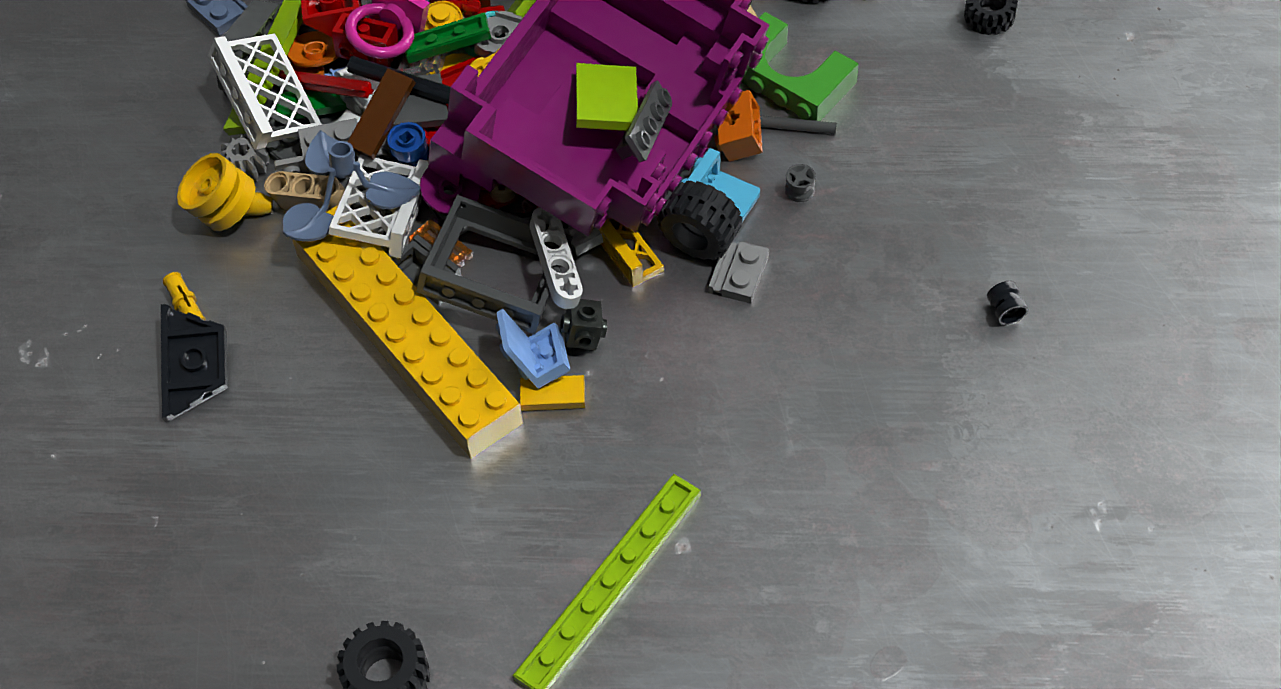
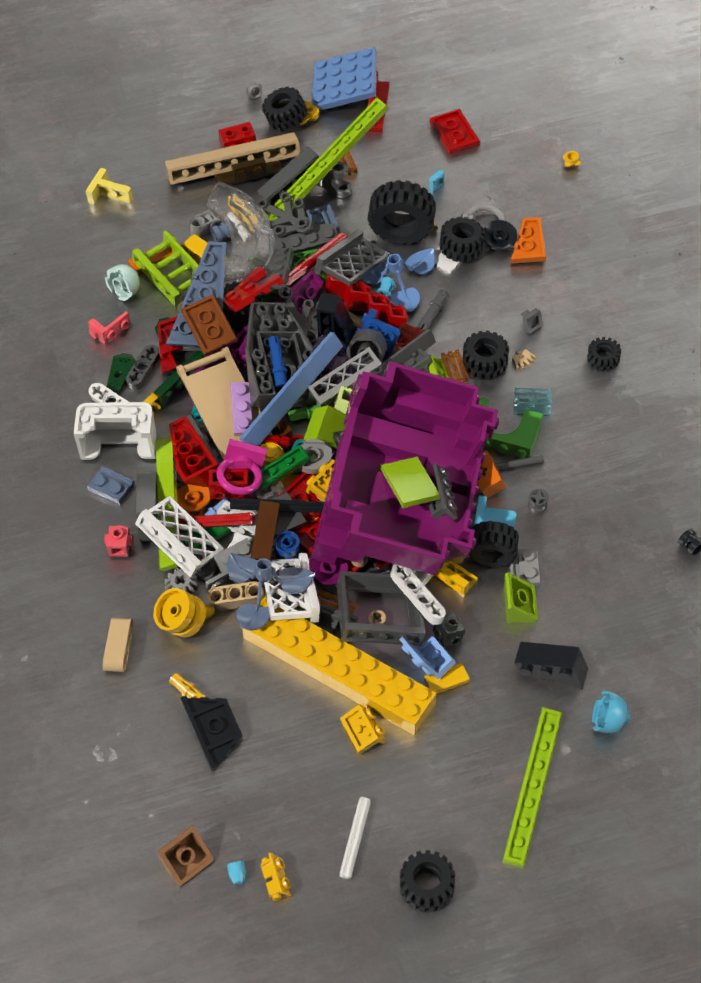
camera: 20 degrees left, 0 degrees up
(64, 522) = (185, 856): none -> medium nougat slope
(120, 213) = (118, 644): none -> tan beam
(126, 570) = (237, 872): none -> medium azure hose
(180, 584) = (273, 868): none -> yellow hinge
(187, 79) = (118, 541): none -> coral brick
(314, 576) = (355, 838): none -> white axle
(398, 424) = (362, 728): none -> yellow bracket
(495, 274) = (377, 613): none -> tan bush
(708, 311) = (519, 600): none -> lime slope
(716, 415) = (552, 663): none -> black wedge
(770, 513) = (610, 713): none -> medium azure cylinder
(857, 43) = (532, 399): none -> clear light blue hinge

